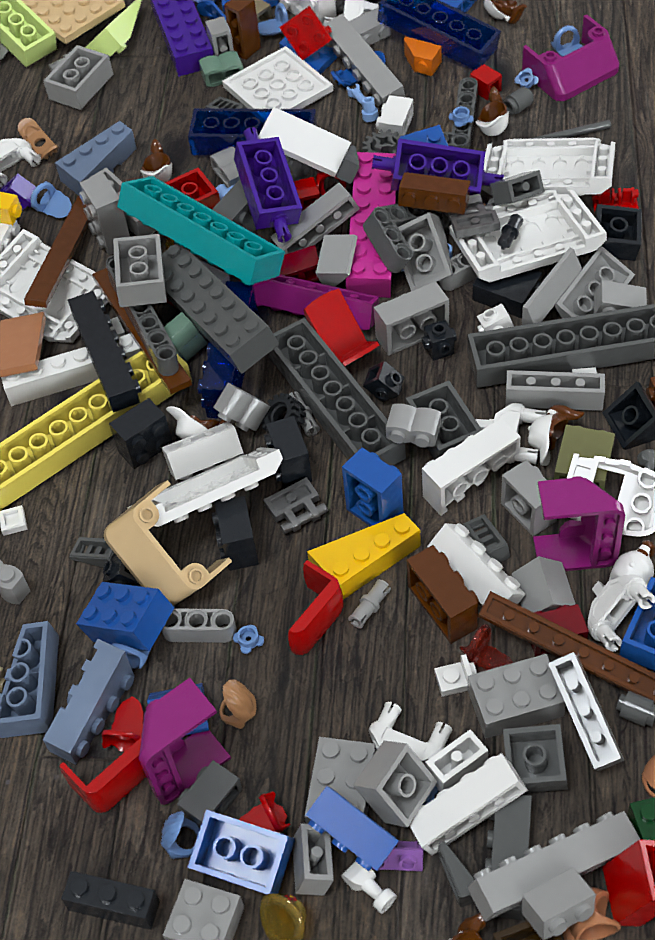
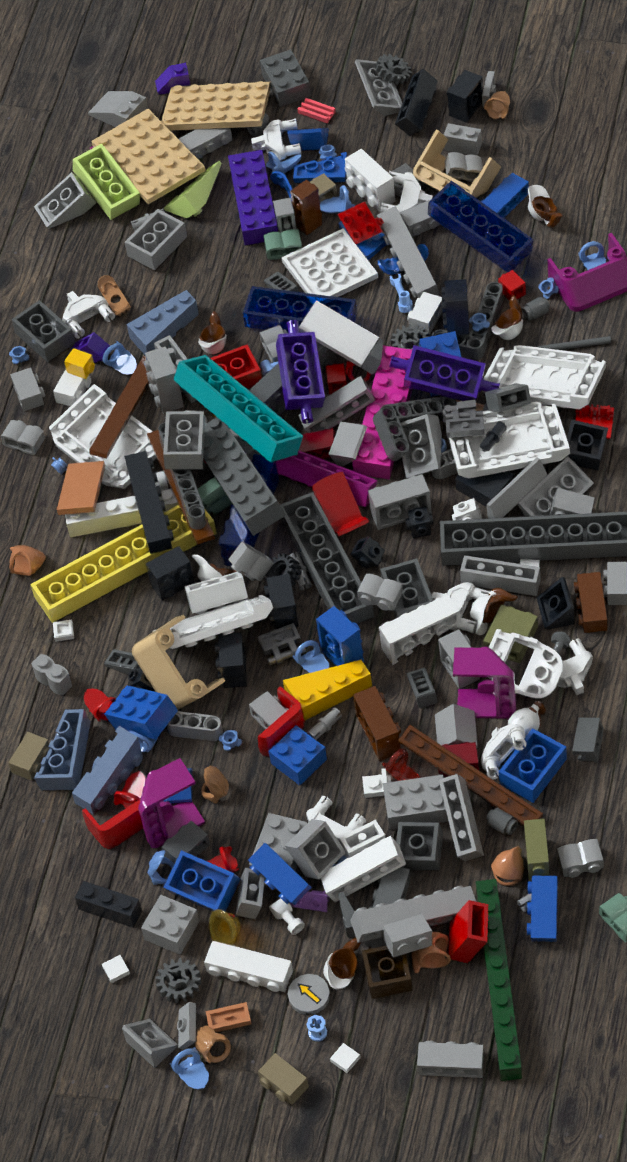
camera: 10 degrees right, 0 degrees up
(66, 609) = (97, 703): none -> red piece
(292, 594) = (266, 709): none -> light grey brick
(338, 521) = (312, 660): none -> medium blue piece
(343, 649) = (297, 755): none -> blue brick
(422, 55) = (463, 253): orange slope -> none
(432, 102) = (455, 307): none -> black brick
(434, 193) = (435, 397): reddish brown brick -> none
(475, 566) = (405, 704): white brick -> none

